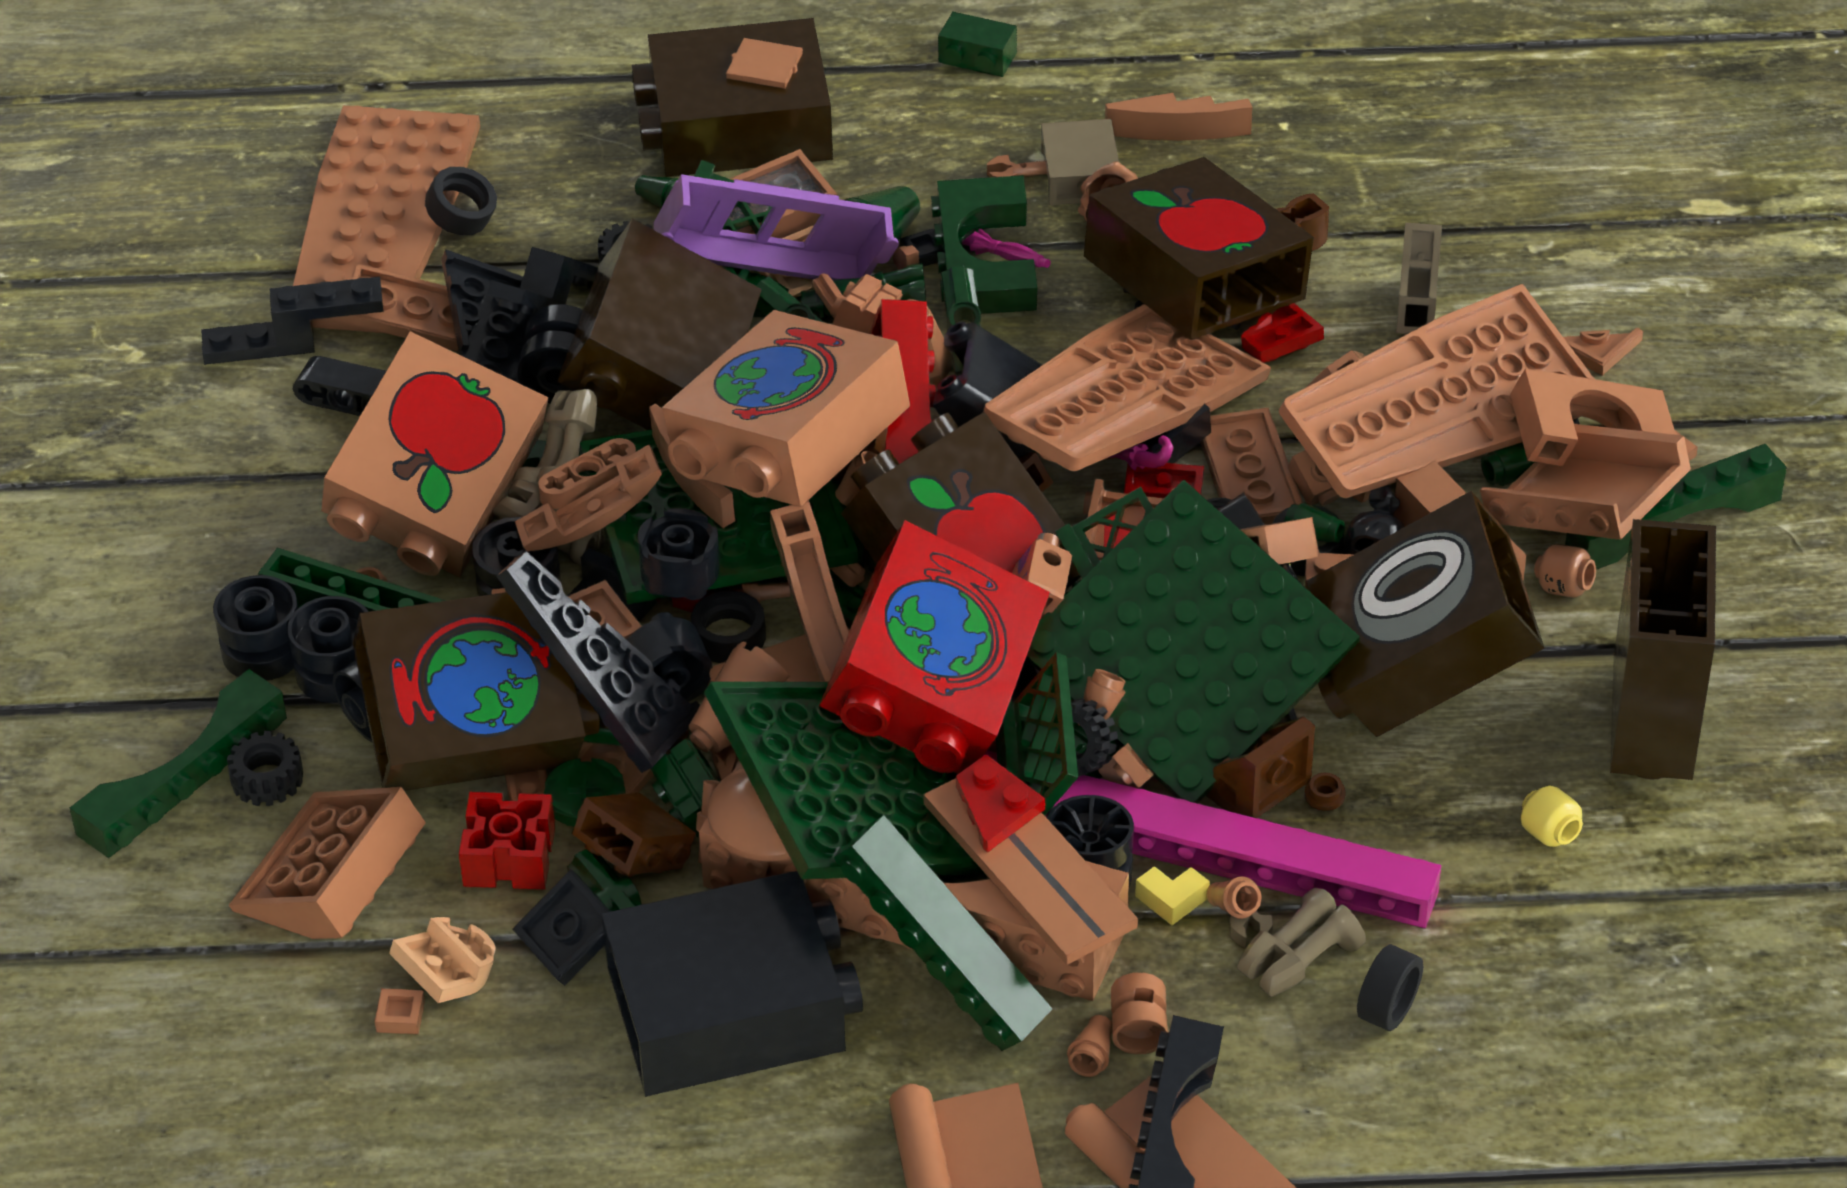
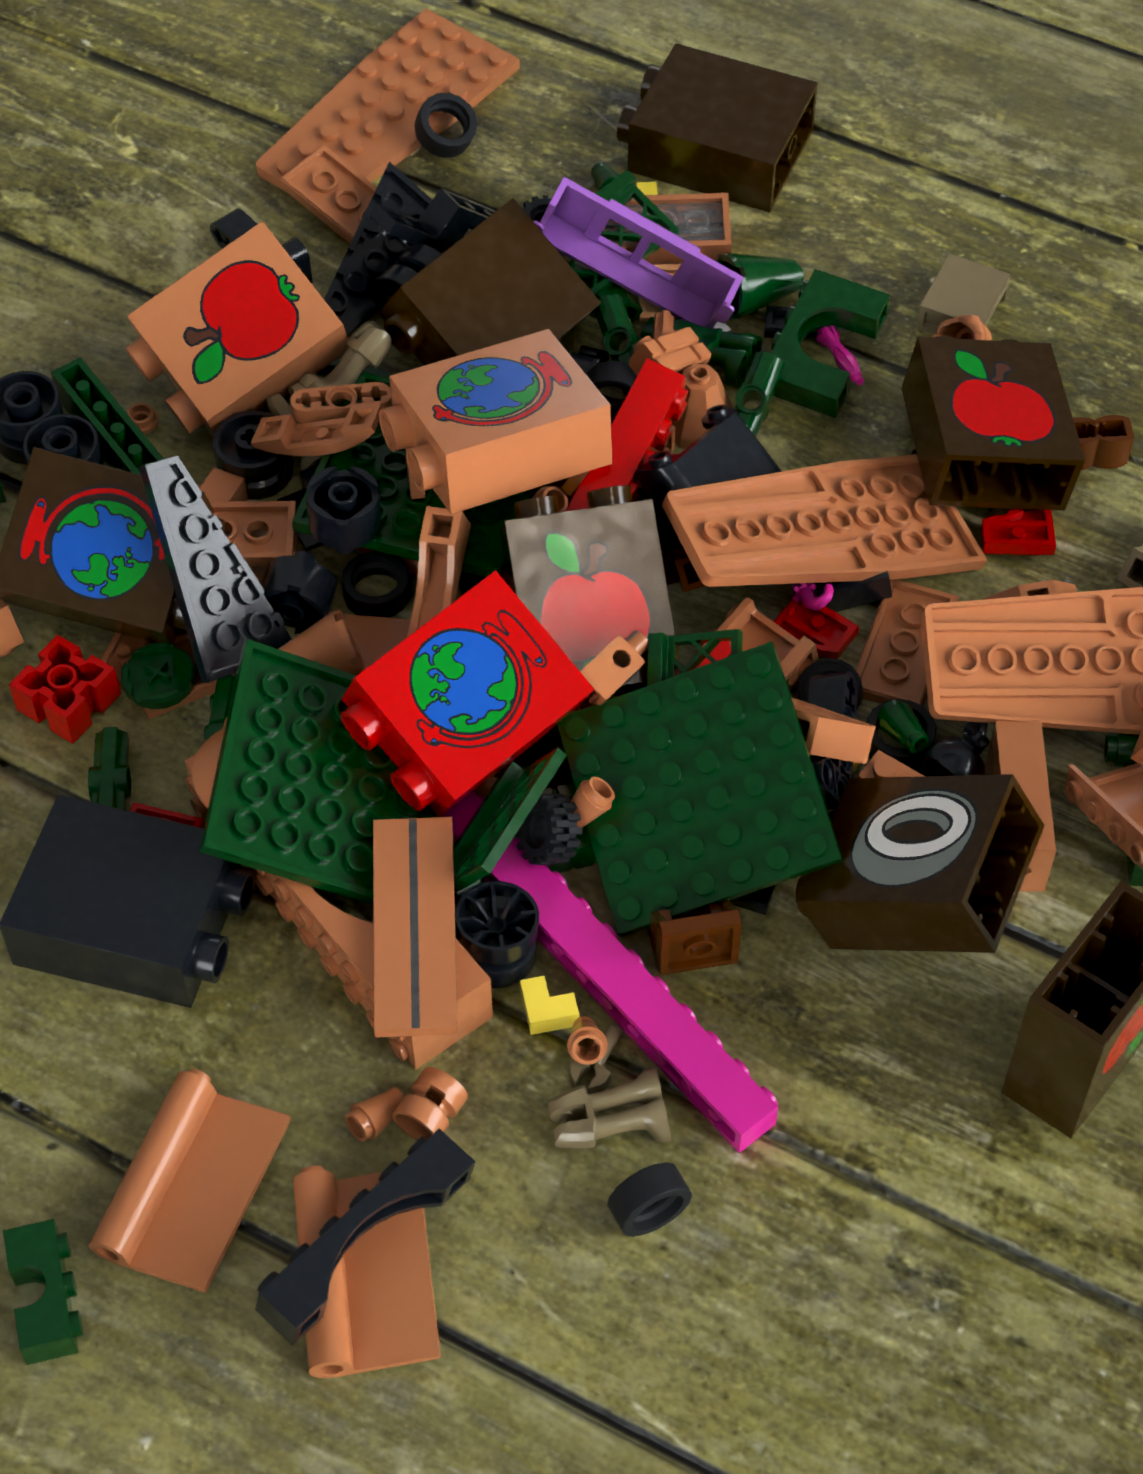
camera: 30 degrees right, 10 degrees up
(292, 319) = (247, 171): black bracket -> none
(565, 927) = (58, 773): black tile -> none
(633, 834) = (155, 731): reddish brown brick -> none
(764, 63) = (747, 105): nougat piece -> none
(905, 256) = (757, 324): nougat tile -> none
(942, 933) = (297, 955): brick -> none
(977, 44) = (956, 160): dark green brick -> none
(996, 800) = (420, 858): red wing -> none
(1002, 166) = (898, 283): nougat bar -> none
(1126, 768) = (584, 875): nougat bracket -> none
(1168, 119) = (1084, 302): nougat slope -> none
(1325, 792) = (743, 970): reddish brown plate -> none
(1551, 816) = (916, 1108): light yellow head -> none
(1565, 570) = (1101, 872): nougat head -> none

